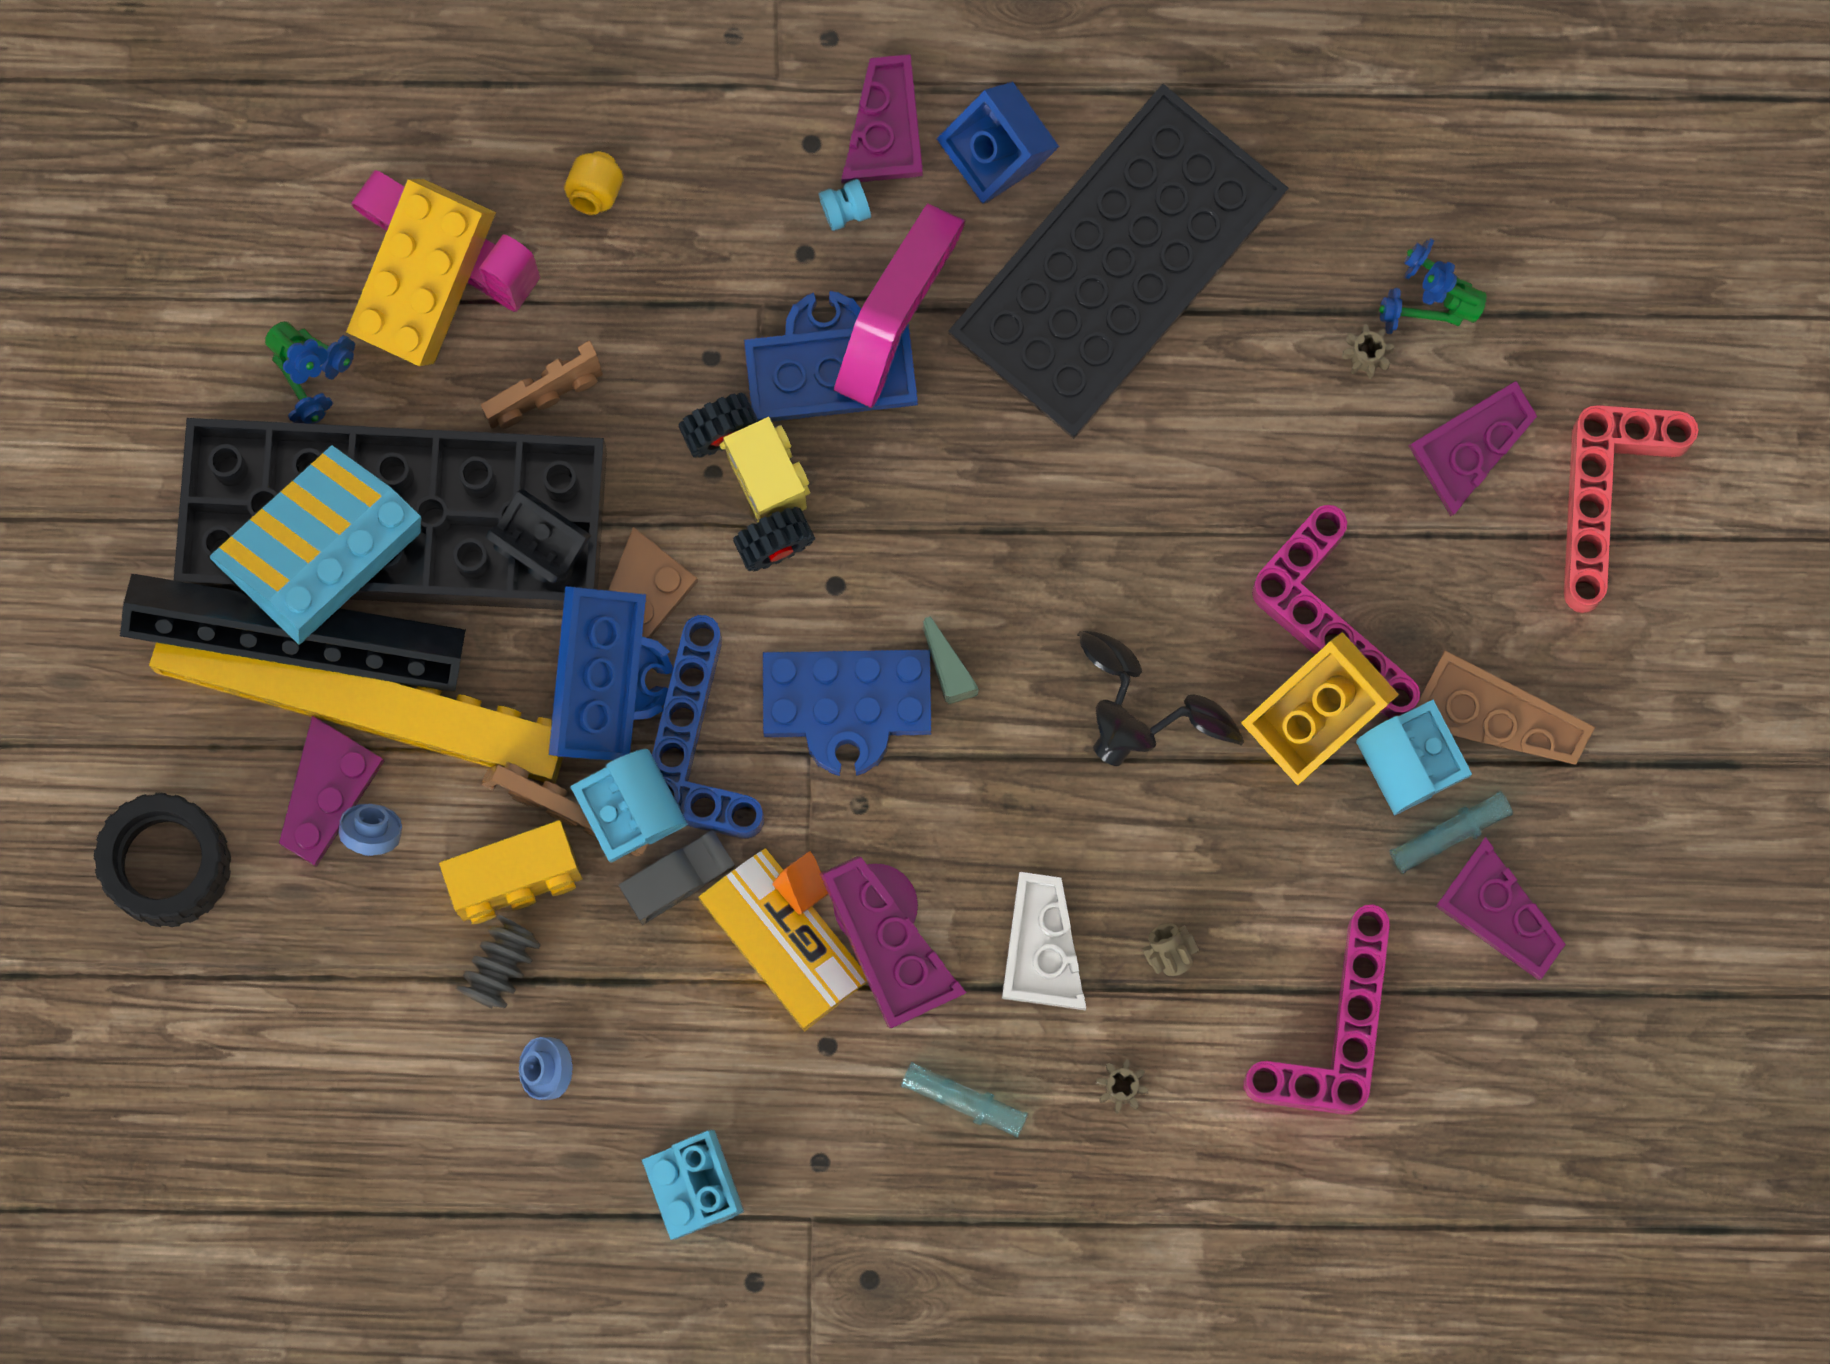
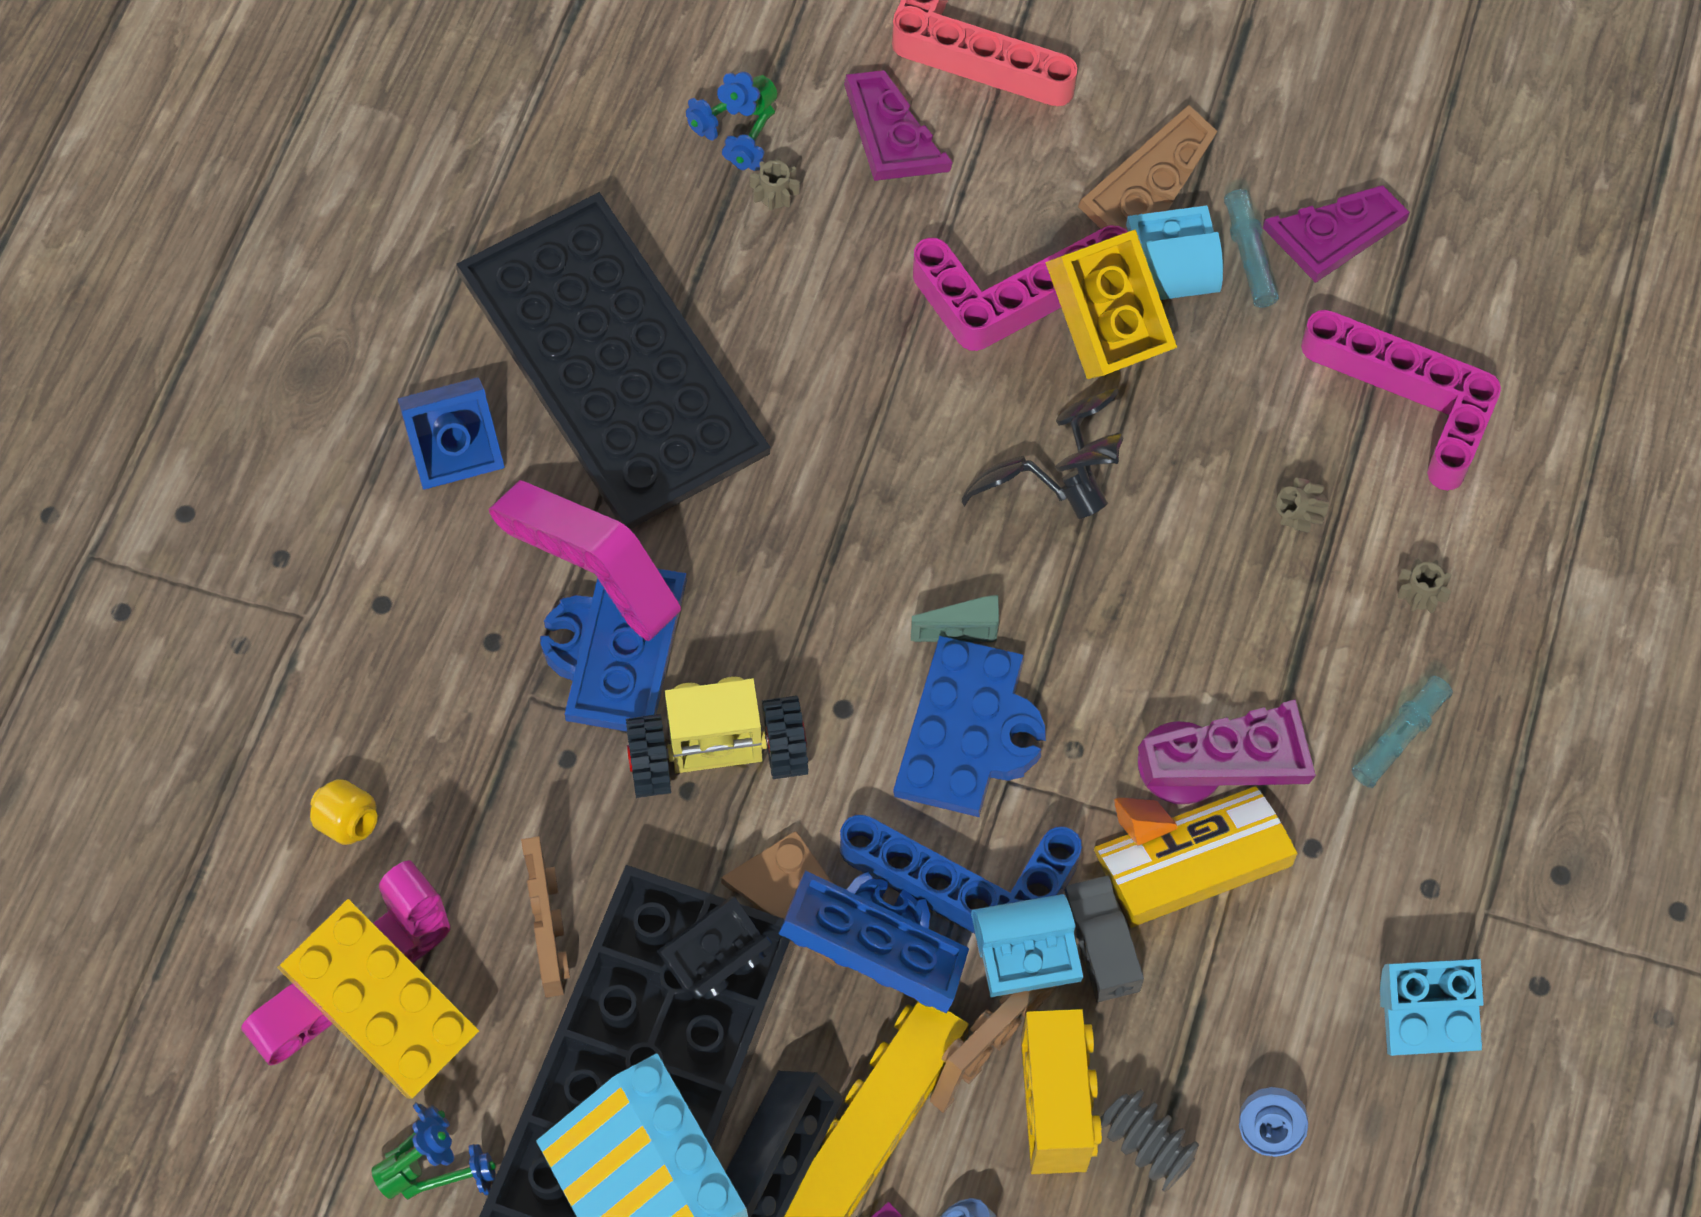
camera: 75 degrees left, 15 degrees down
(845, 205) = (460, 584): medium azure wheel -> none
(886, 125) = (392, 526): magenta wing -> none
(1041, 946) = (1269, 622): white wing -> none

